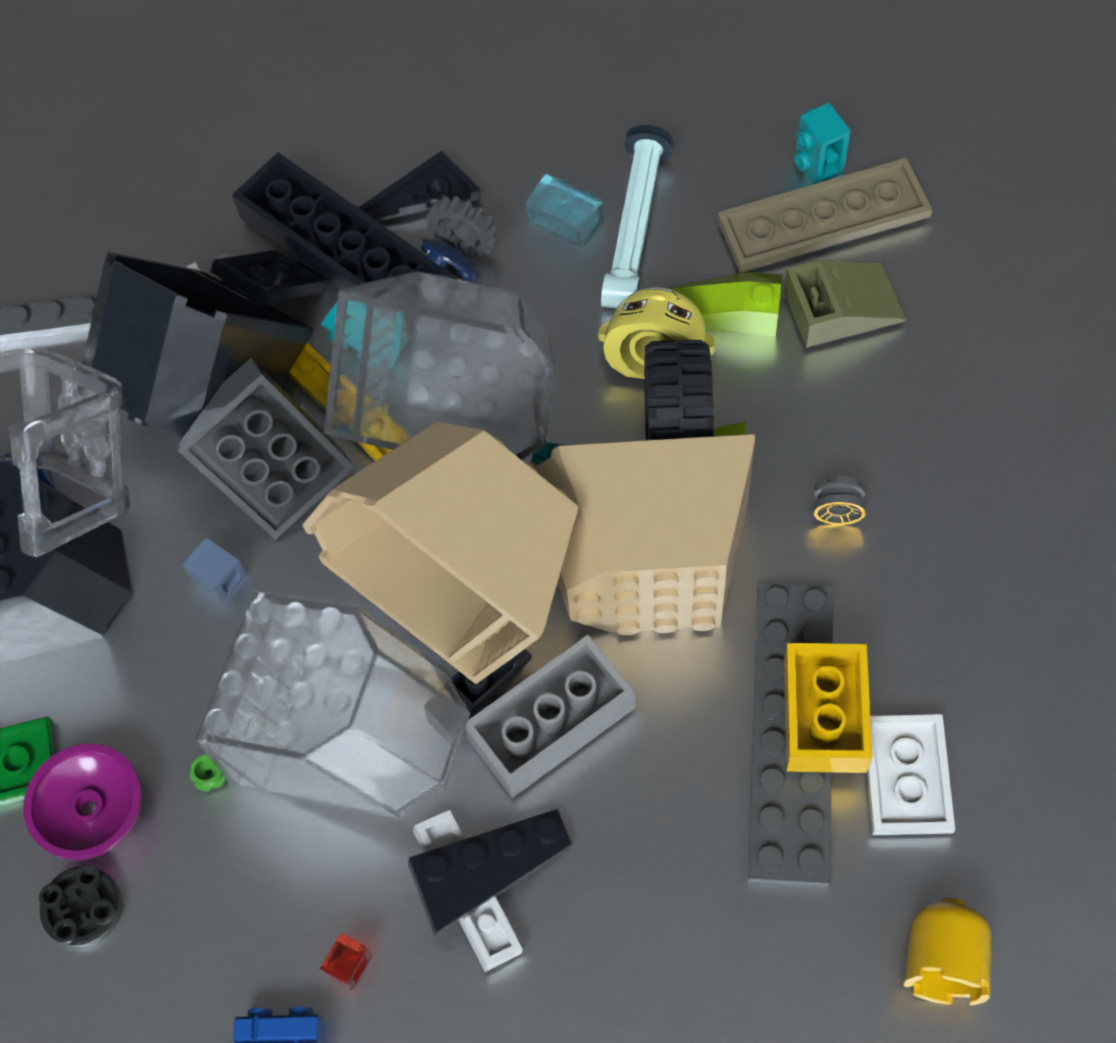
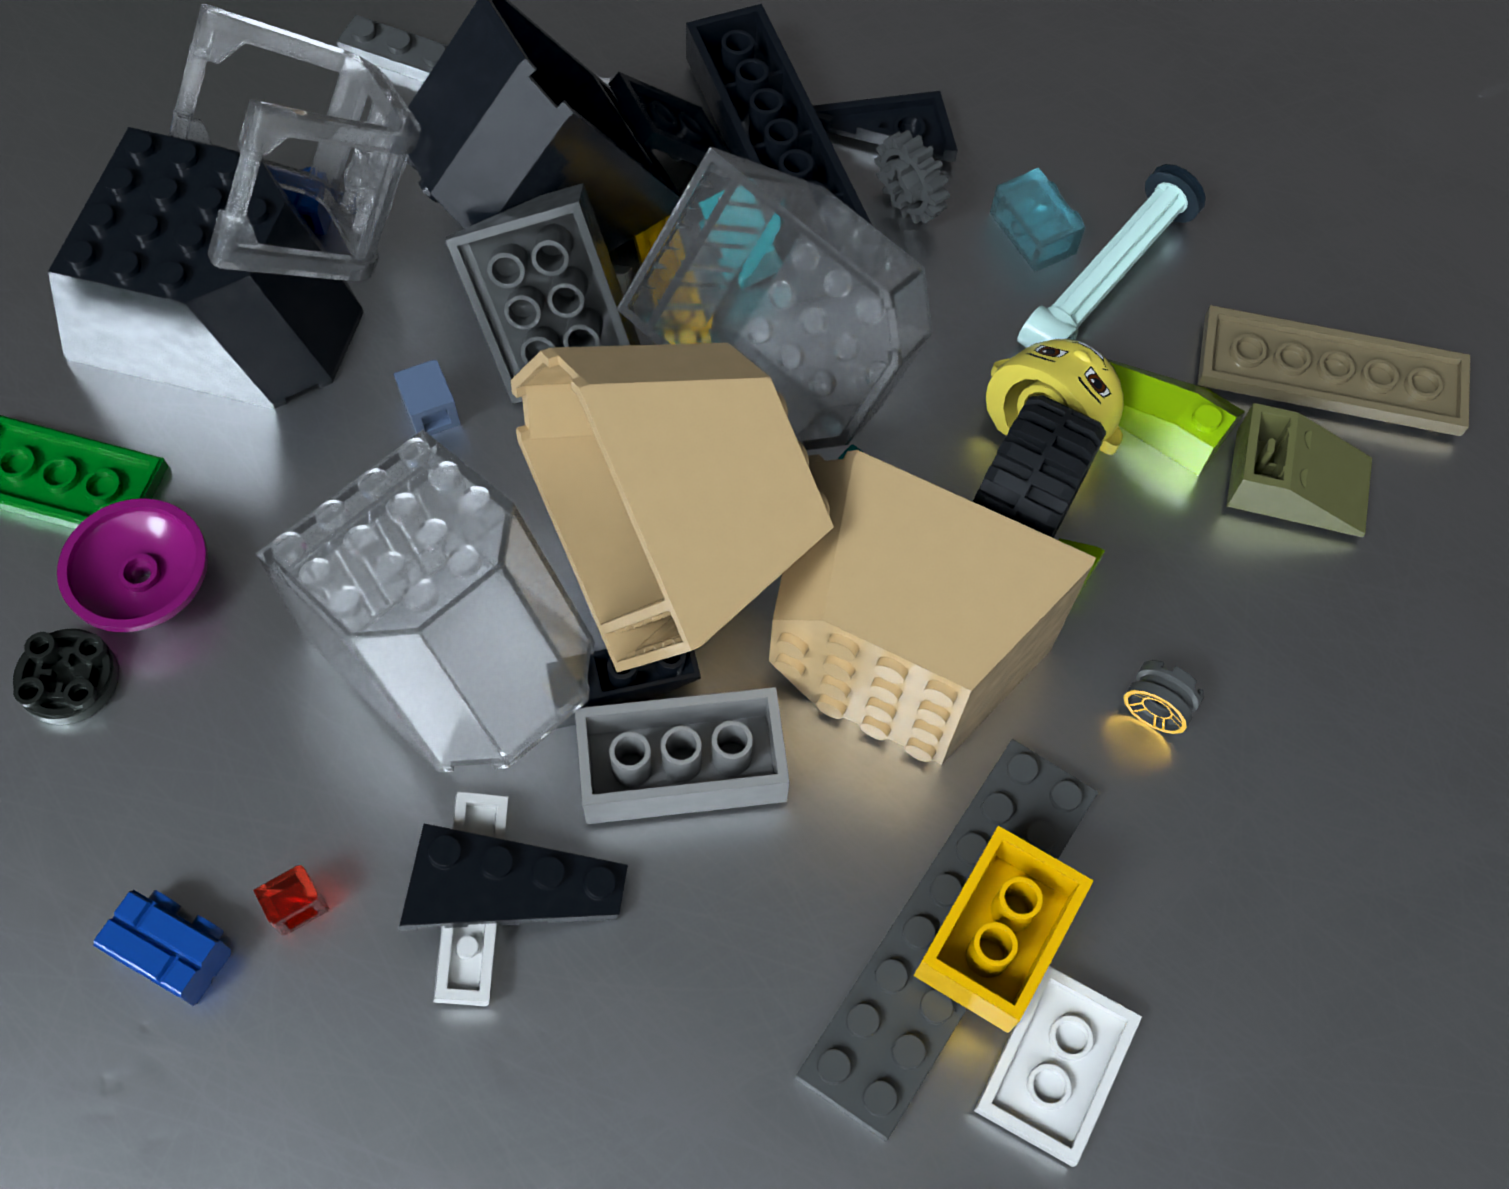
camera: 20 degrees right, 0 degrees up
(198, 774) = (272, 615): bright green plate -> none
(444, 253) = (874, 193): dark blue dish -> none
(821, 143) = (1377, 288): teal brick -> none

